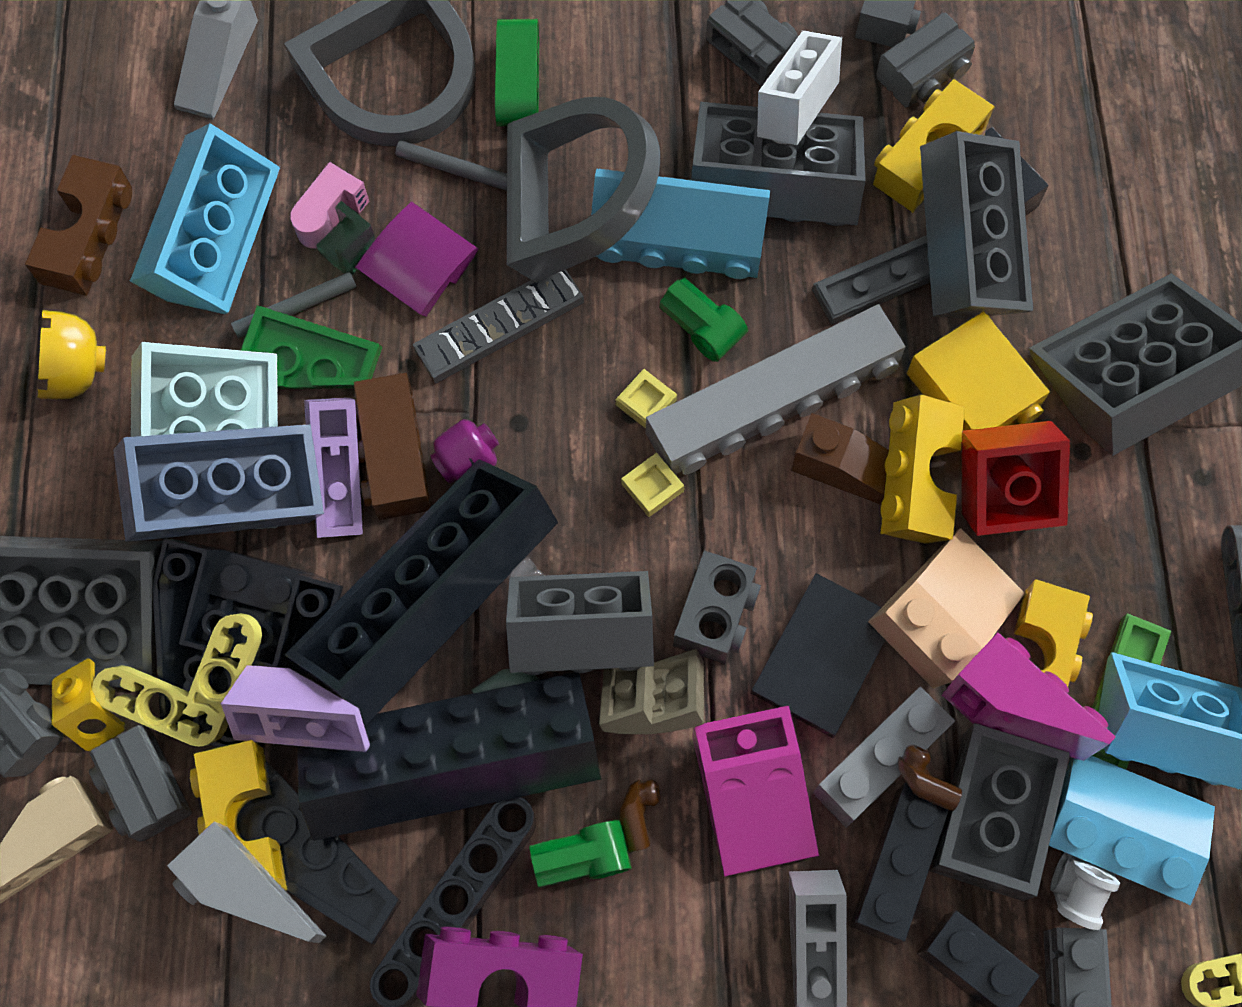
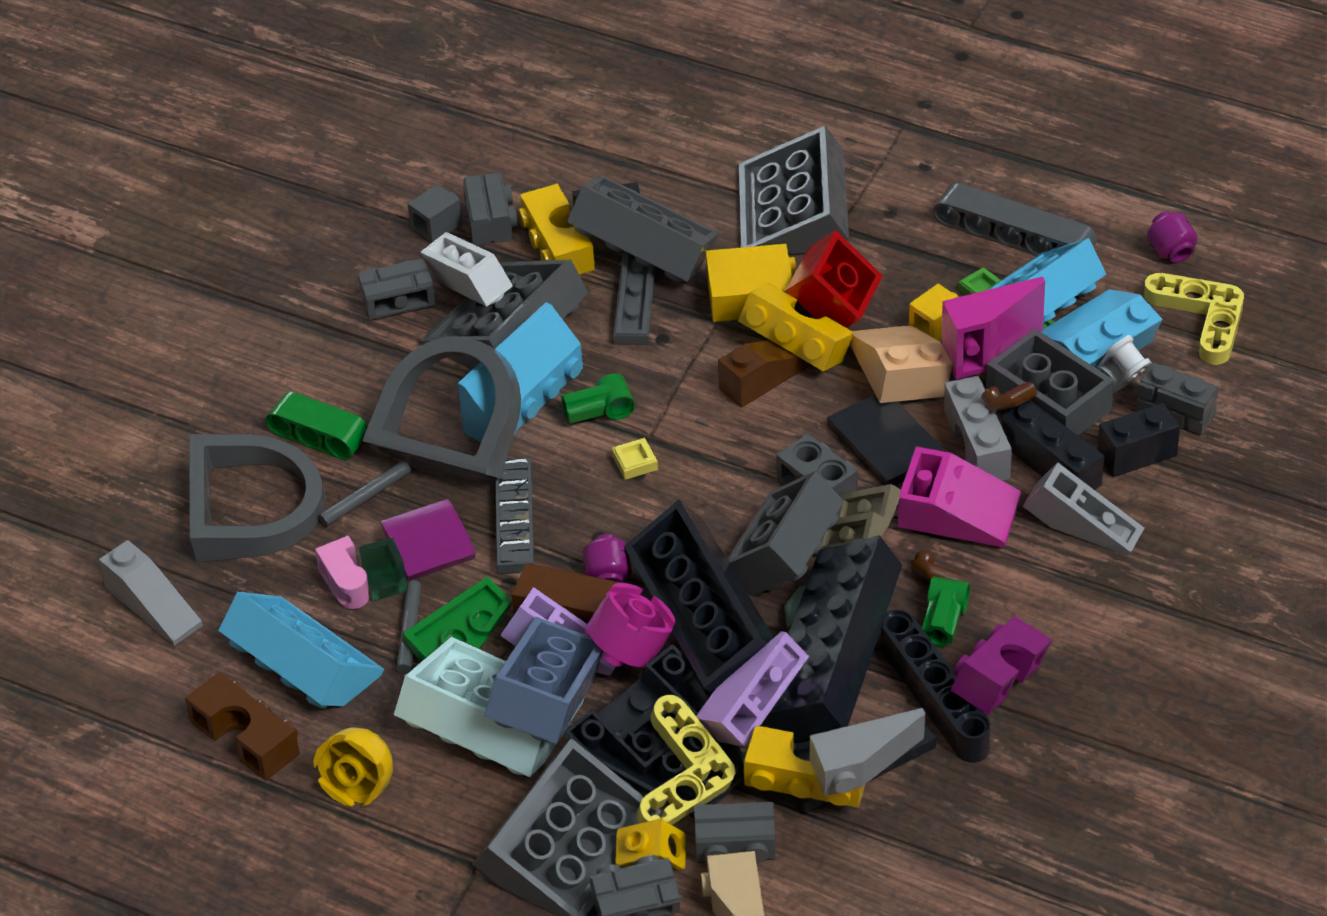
camera: 60 degrees left, 25 degrees down
(363, 519) = (630, 626): none -> dark pink brick
(652, 484) = (704, 475): light yellow plate -> none
(775, 390) = (681, 385): light grey brick -> none

